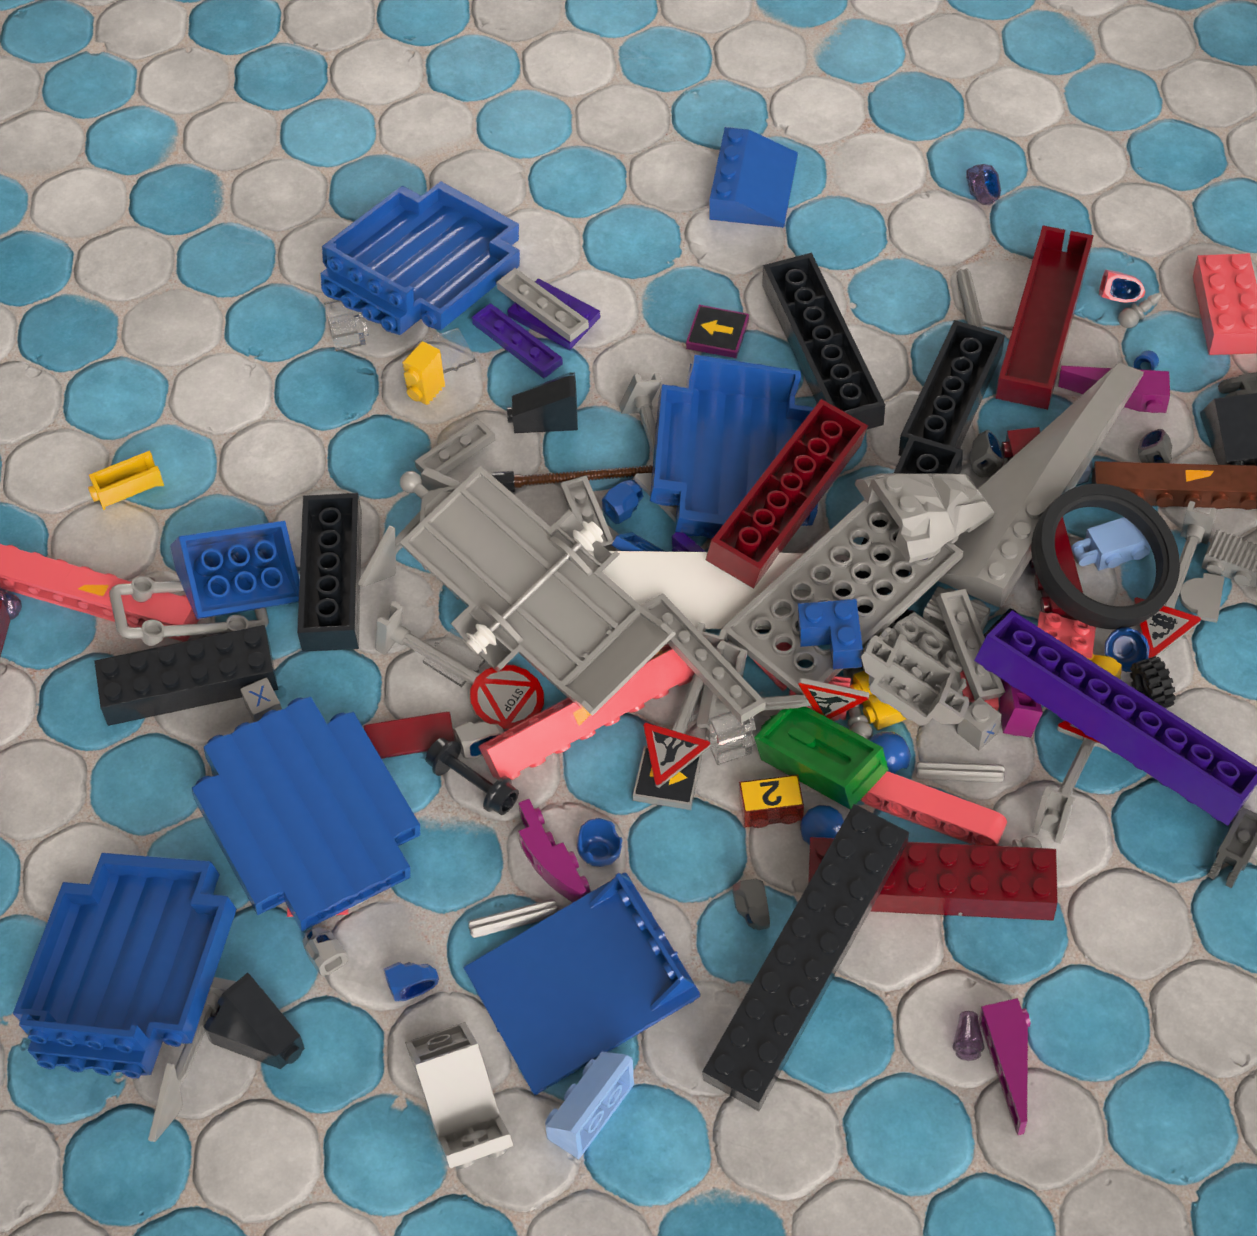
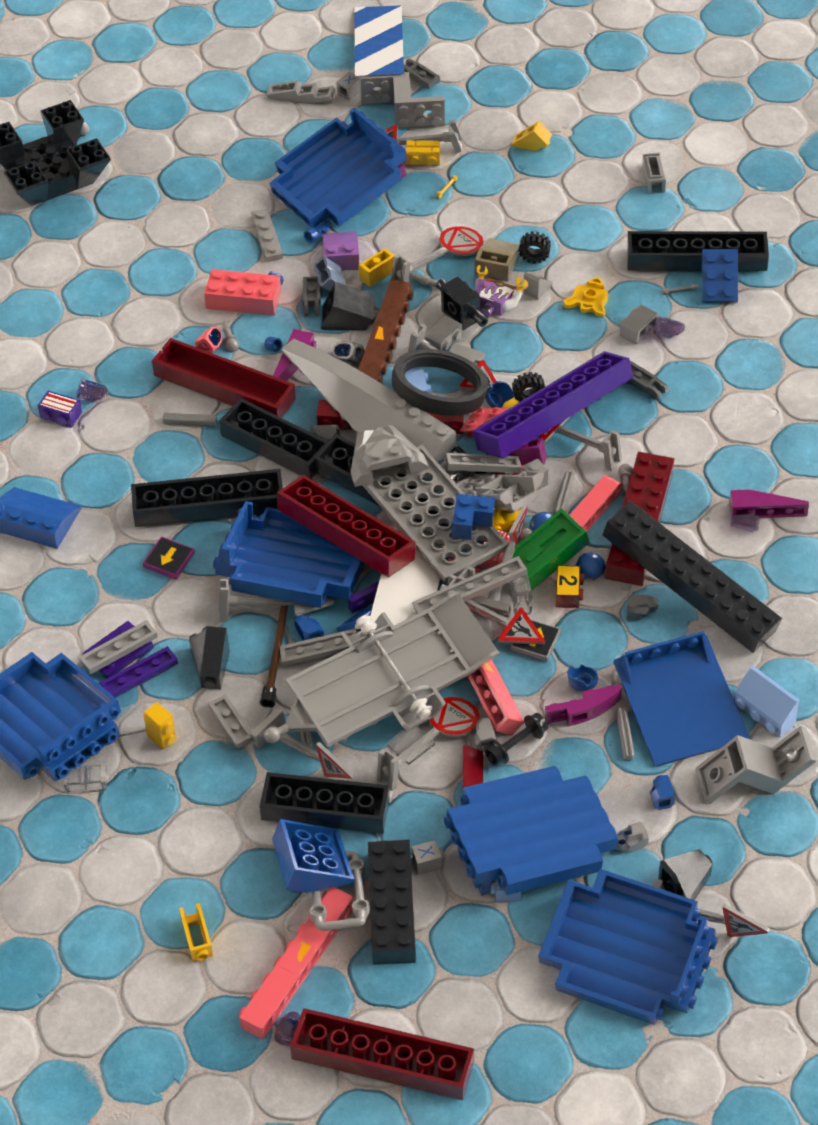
camera: 80 degrees left, 5 degrees down
(939, 161) = (60, 409): none -> dark purple brick

